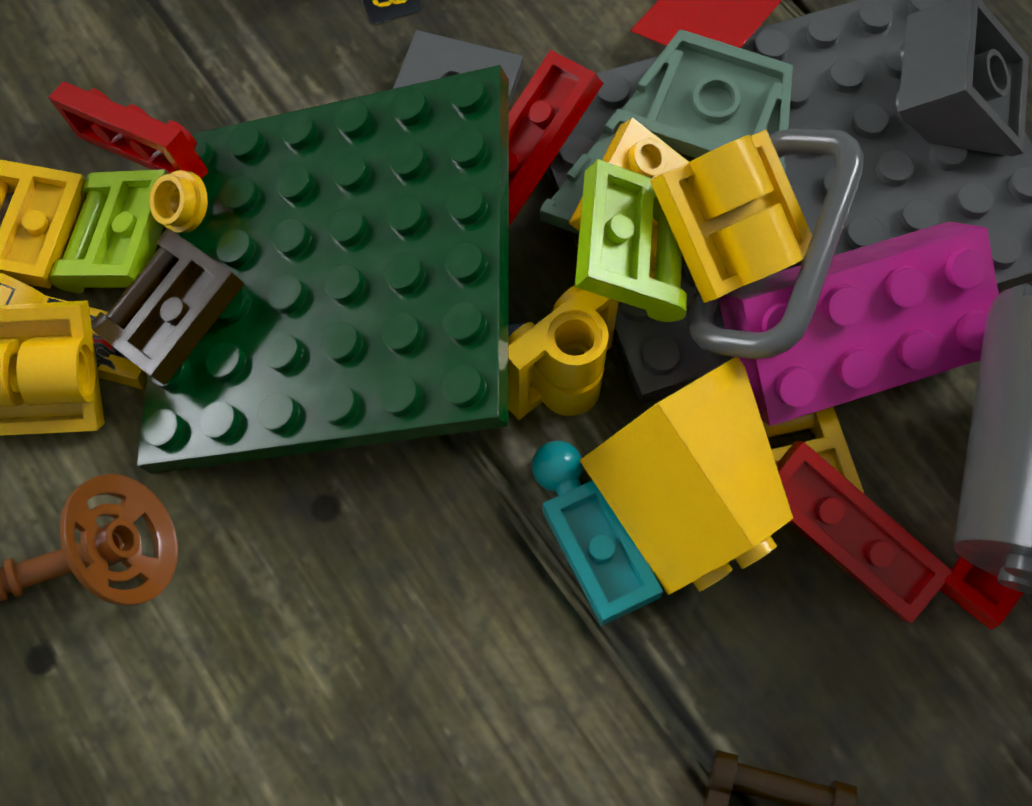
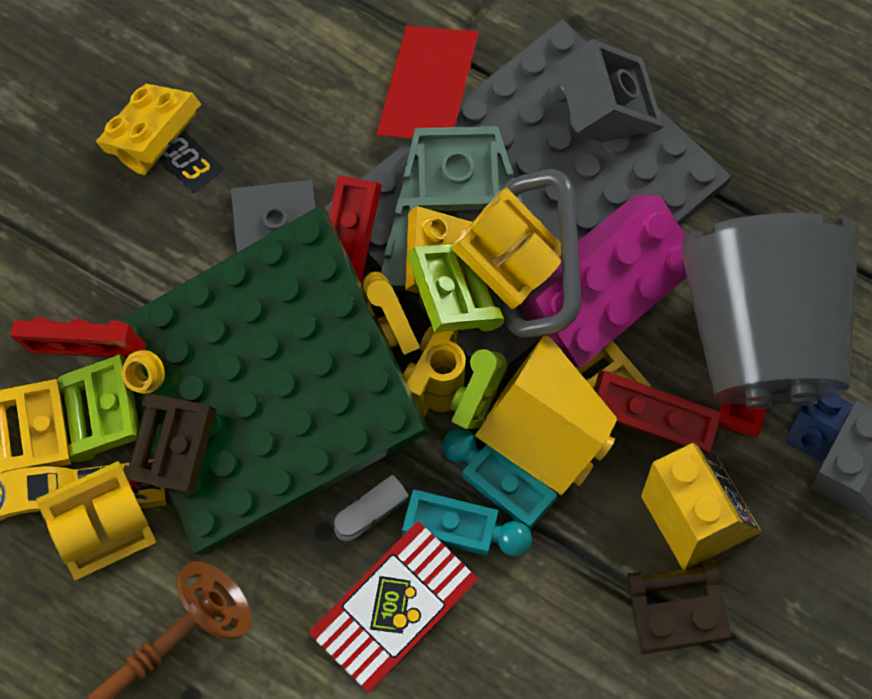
camera: 25 degrees left, 0 degrees up
(363, 652) = (393, 606): none -> sticker
(396, 503) = (370, 509): none -> light grey bar
(512, 580) = (466, 525): none -> teal plate
(537, 263) = (394, 322): none -> yellow plate
(614, 398) = (474, 401): none -> lime plate
(862, 693) = (696, 505): none -> yellow slope

